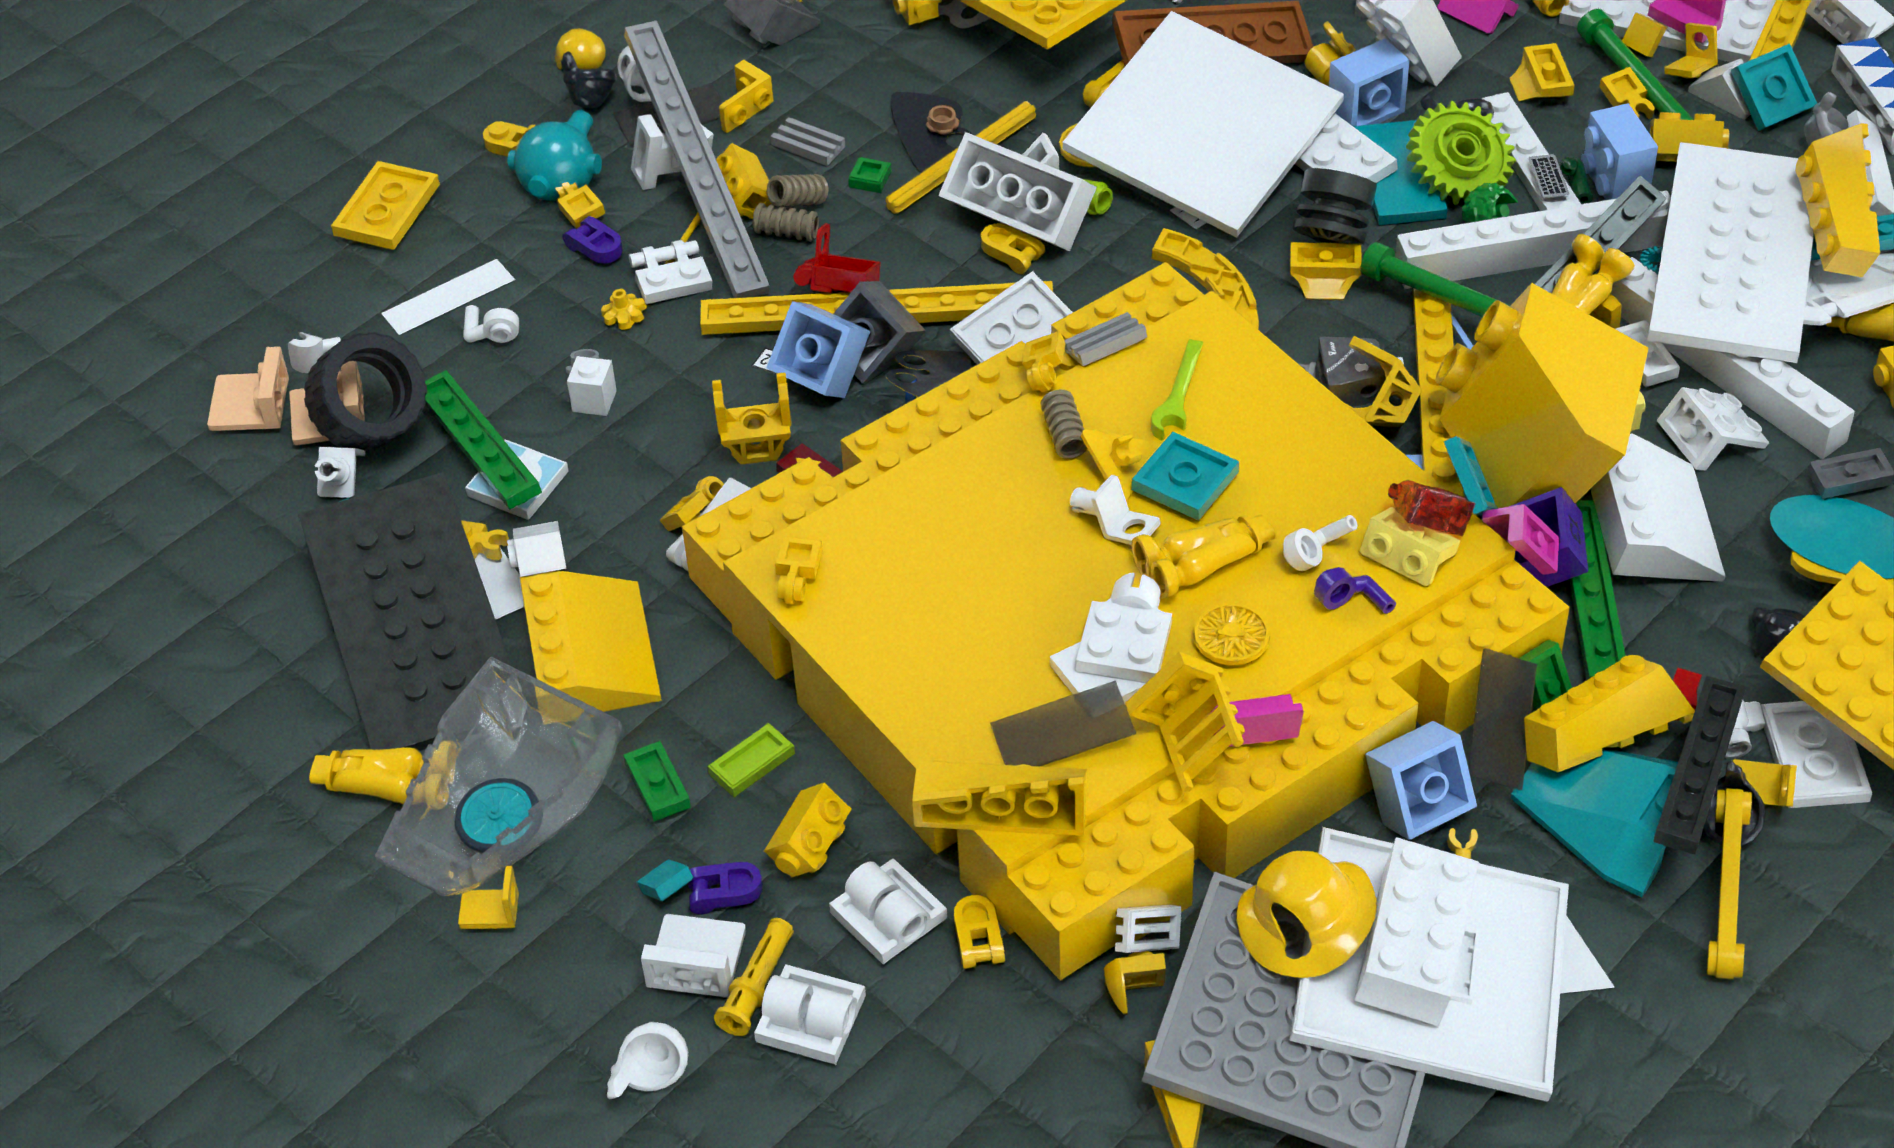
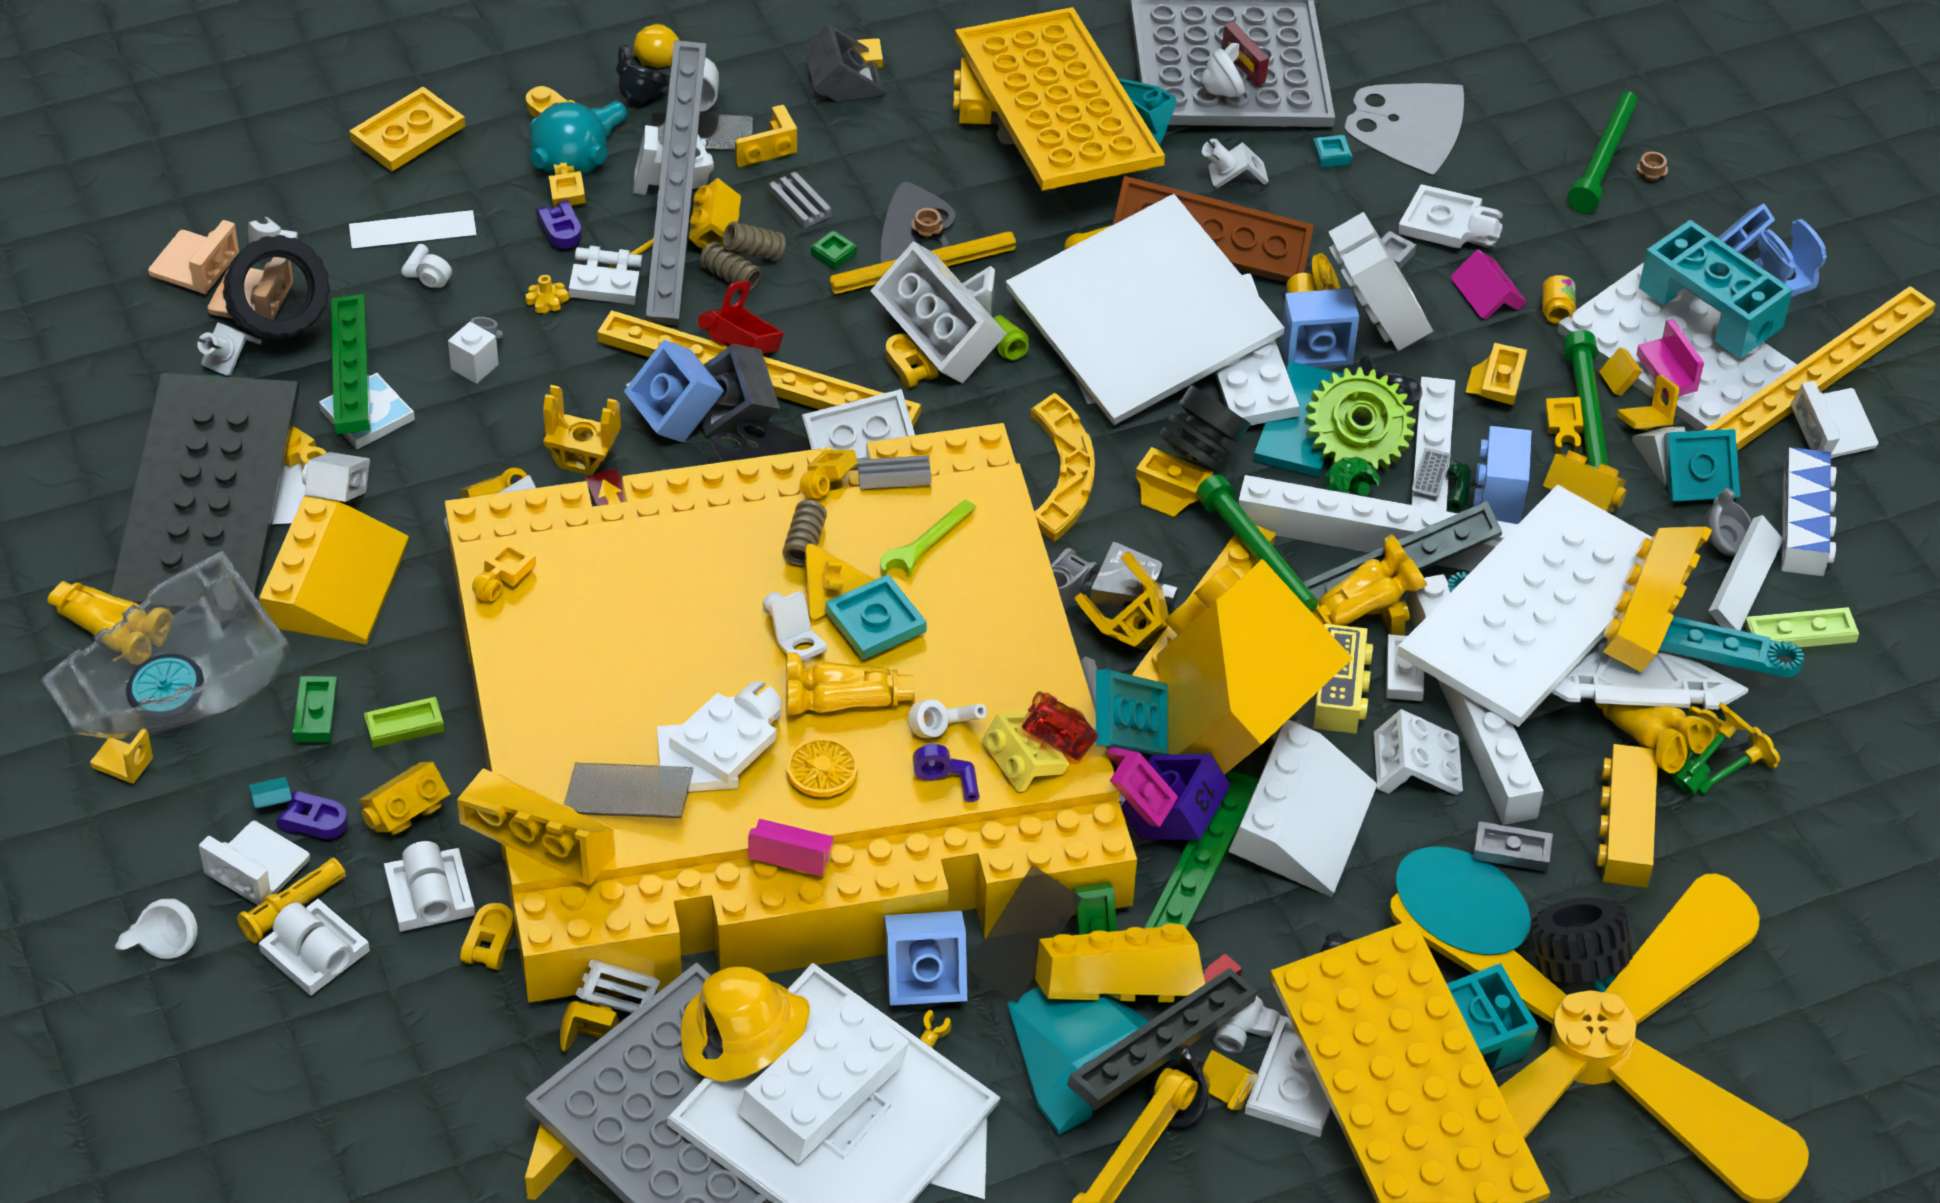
camera: 20 degrees right, 0 degrees up
(1177, 702) = (731, 803): yellow plate -> none

